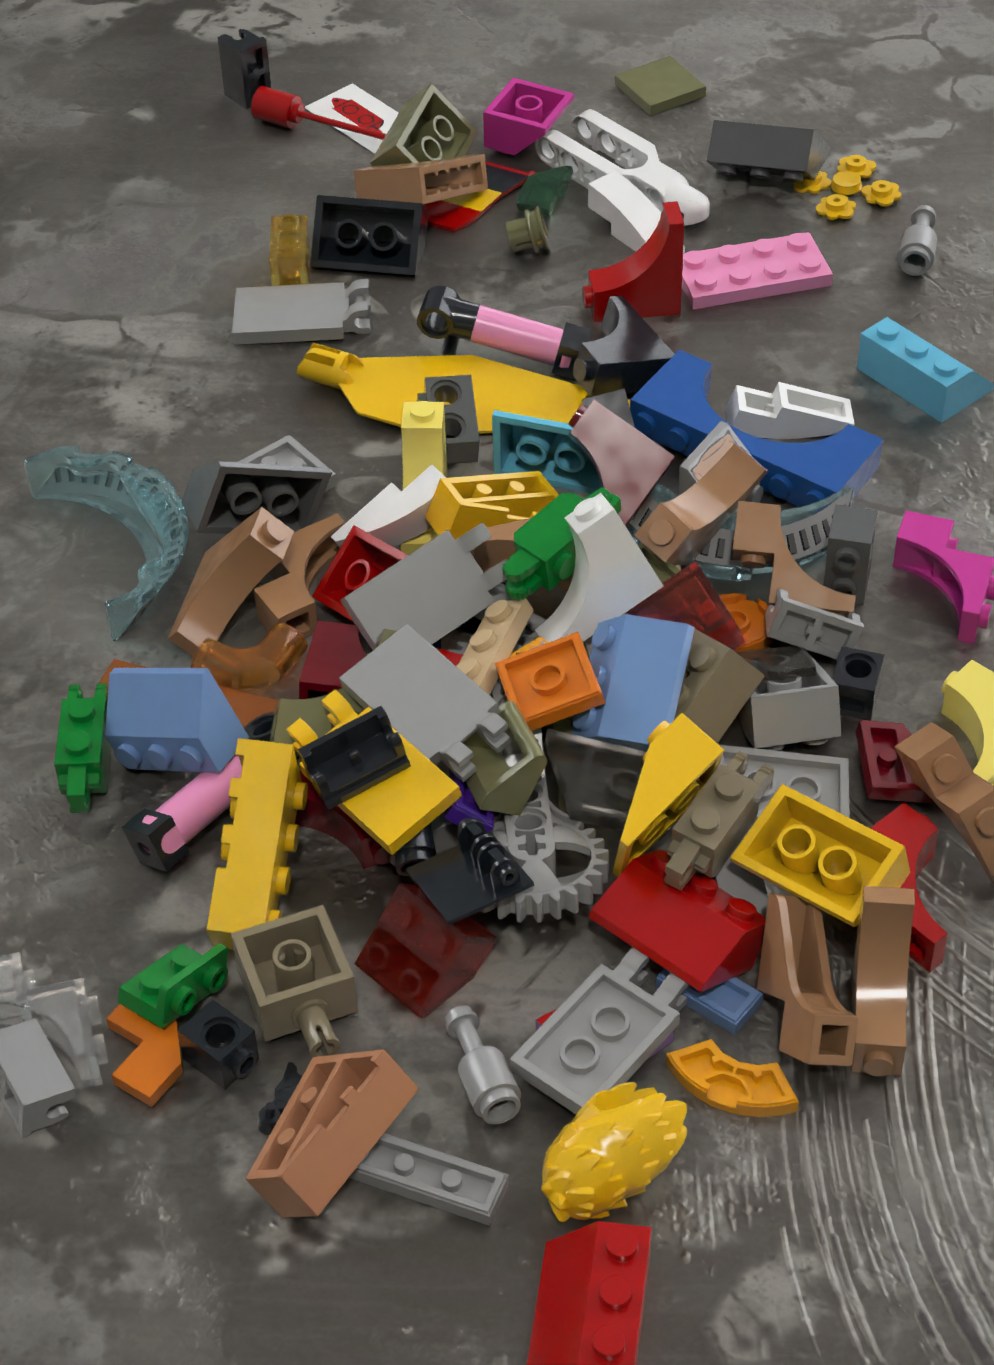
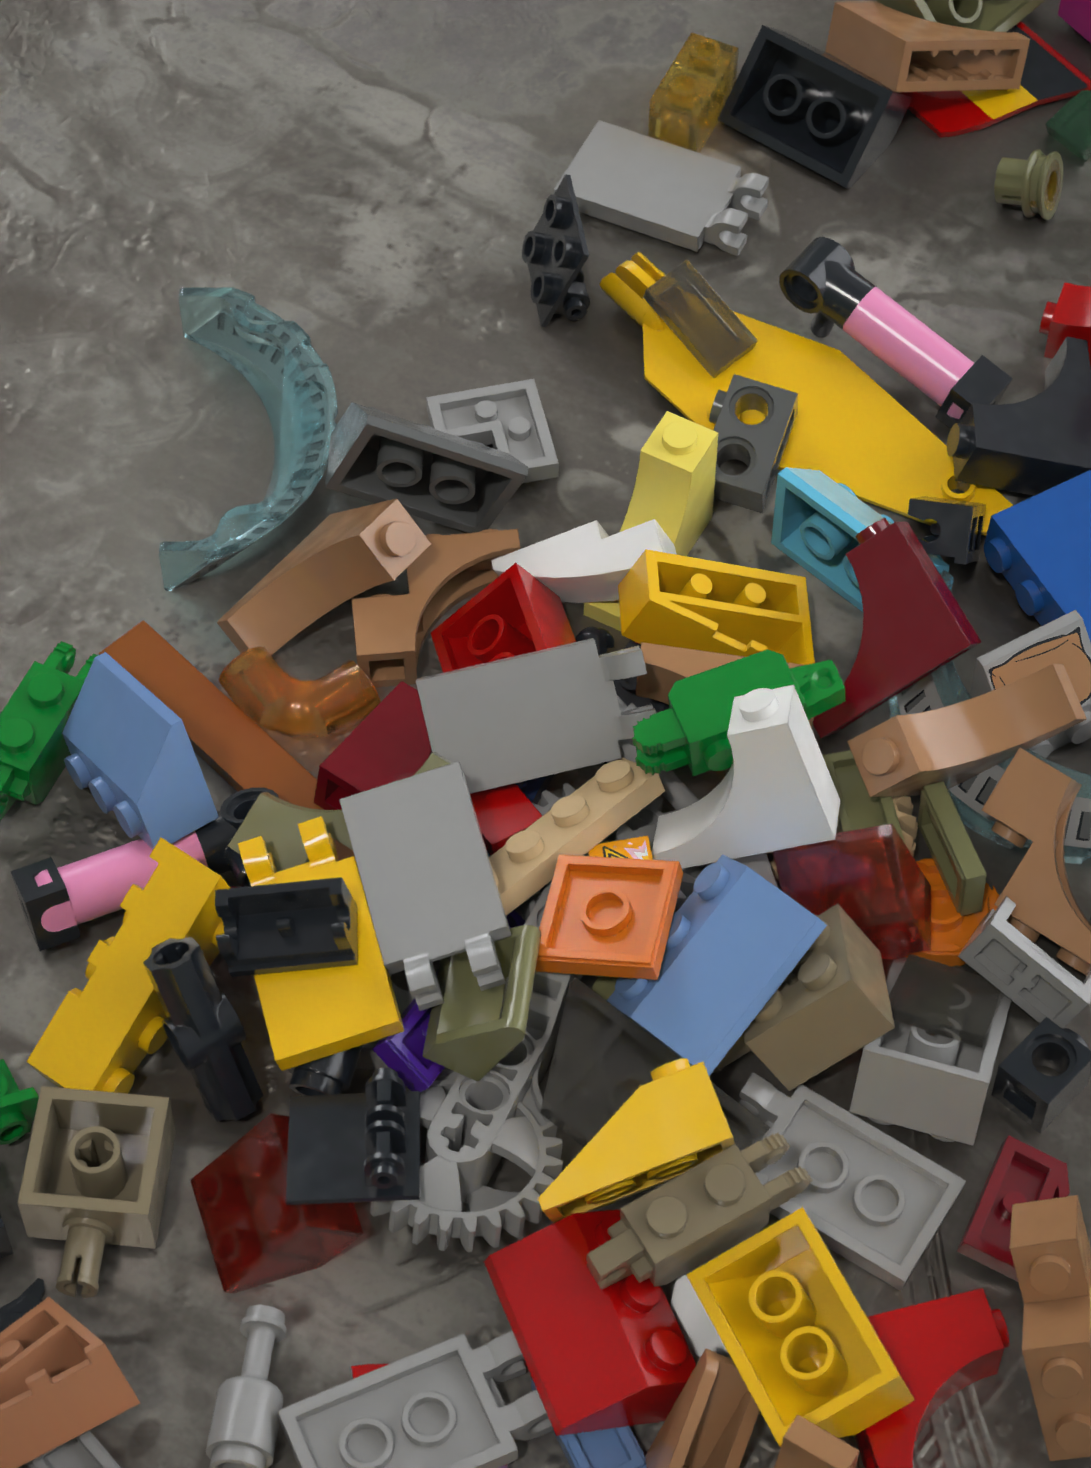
camera: 25 degrees right, 10 degrees up
(262, 361) = (555, 257): none -> black hinge
(321, 855) = (203, 1028): none -> black piece
(377, 363) = (700, 318): none -> clear smoke tile
(734, 586) = (951, 849): none -> olive tile

